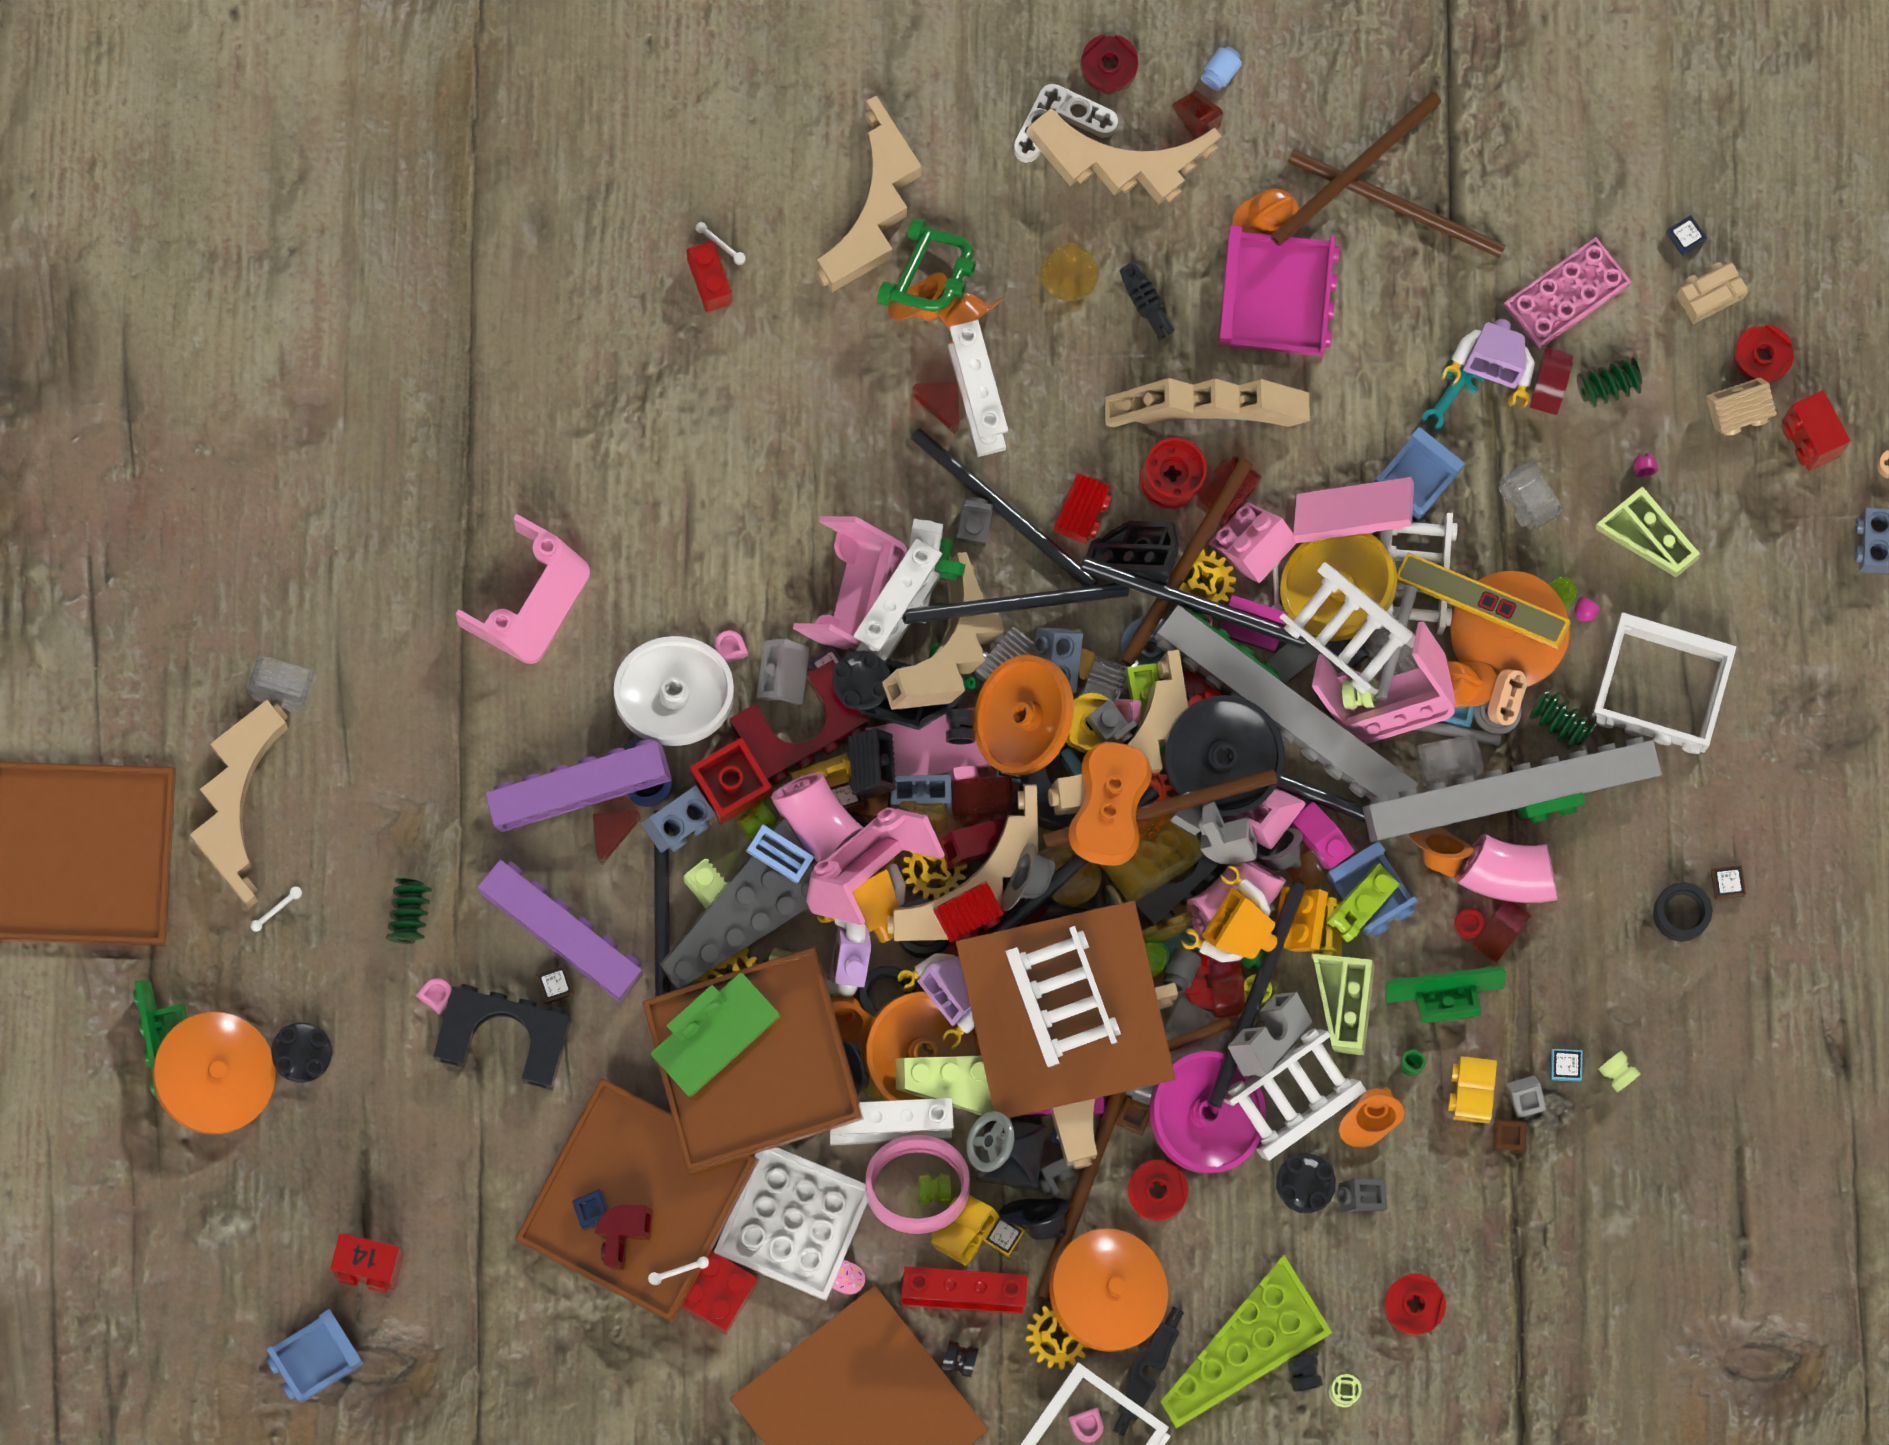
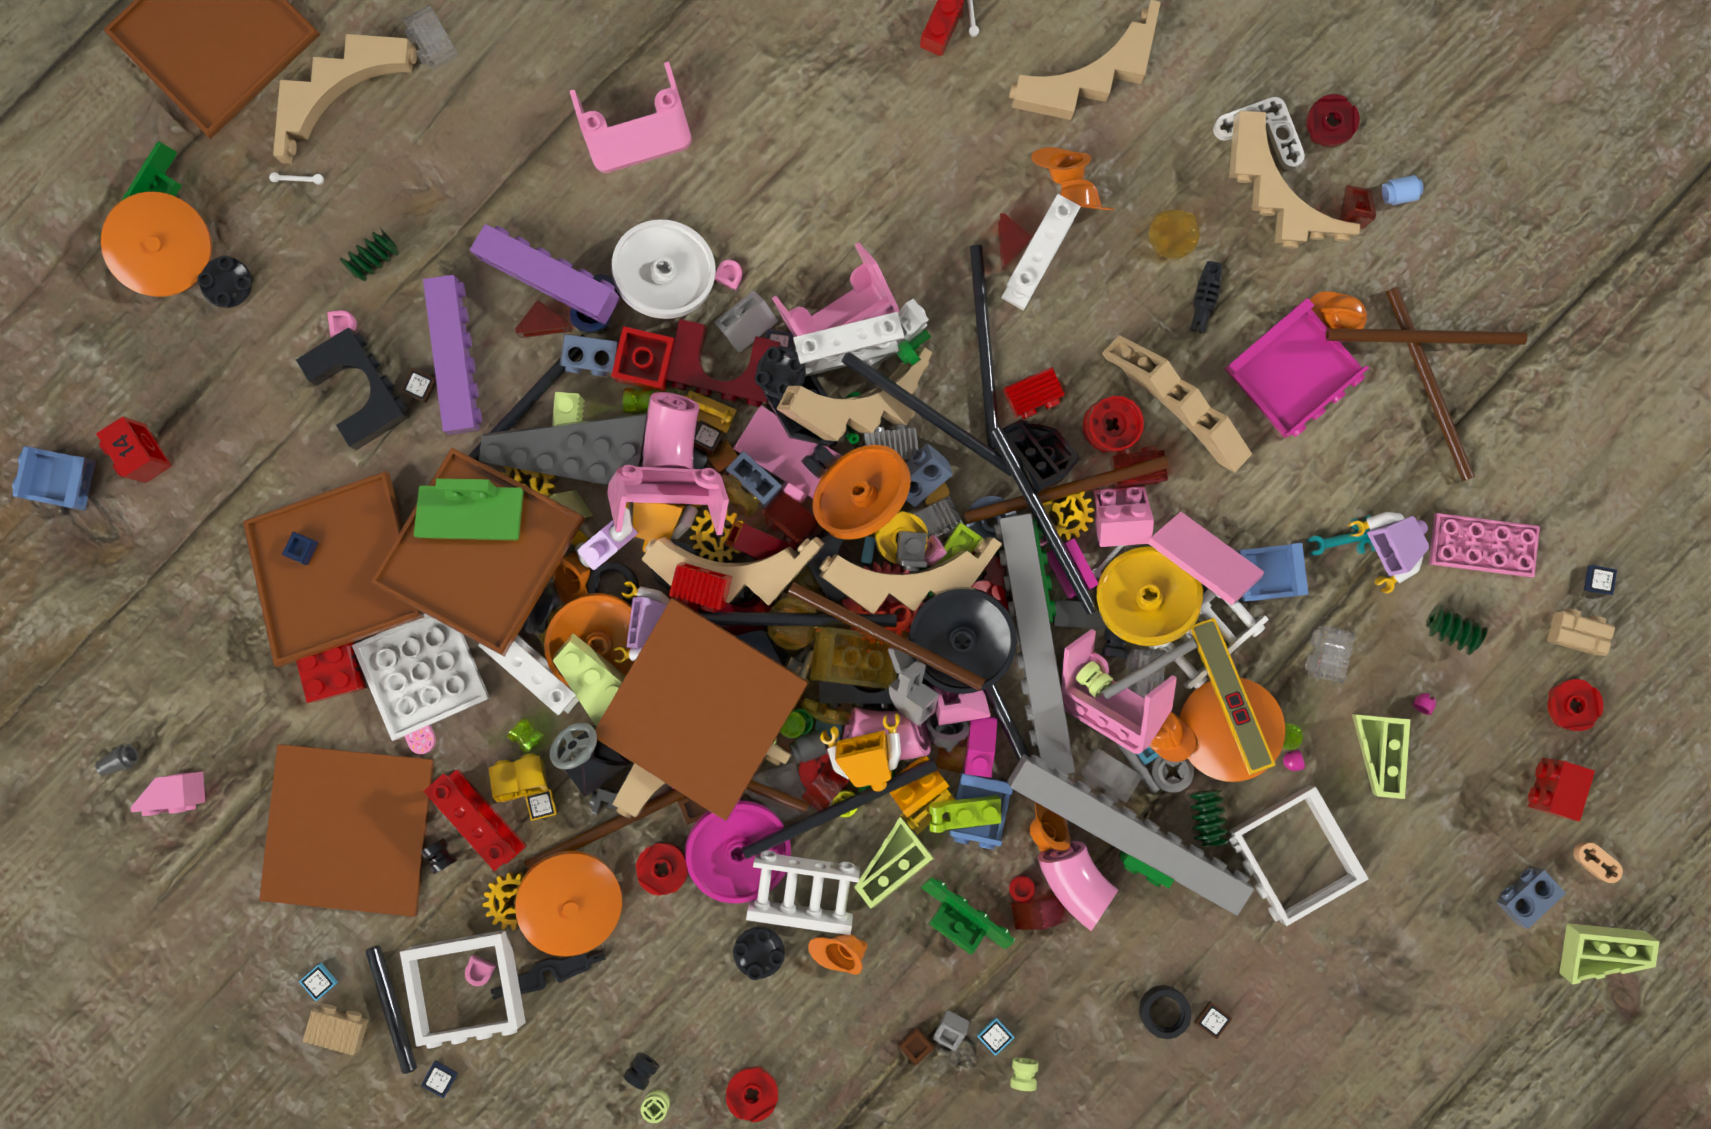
camera: 50 degrees right, 10 degrees up
(617, 1226) = (300, 578): dark red brick -> none
(656, 1278) = (293, 630): white hinge -> none
(795, 877) = (614, 413): light blue tile -> none
(871, 763) = (739, 431): black brick -> none
(918, 1144) = (486, 694): bright pink piece -> none
(954, 285) = (1088, 172): green bar -> none
(975, 521) = (958, 338): flat silver bracket -> none
(1029, 878) = (758, 602): dark grey piece -> none
(1038, 1217) = (570, 812): black piece -> none
(1042, 1019) = (673, 700): white fence -> none
(1106, 822) = (838, 615): orange plate -> none
(1260, 1336) = (637, 1021): lime wing -> none
(1261, 1047) = (803, 848): light grey arch -> none
(1354, 600) = (1150, 644): white fence -> none
(1362, 1195) = (785, 995): dark grey bracket -> none
(1415, 1059) = (903, 940): green hinge -> none
(1473, 1089) = (920, 997): yellow brick -> none
(1507, 697) = (1186, 771): light nougat beam -> none
(1551, 381) = (1418, 593): dark red brick -> none
(1741, 406) = (1527, 726): tan brick -> none

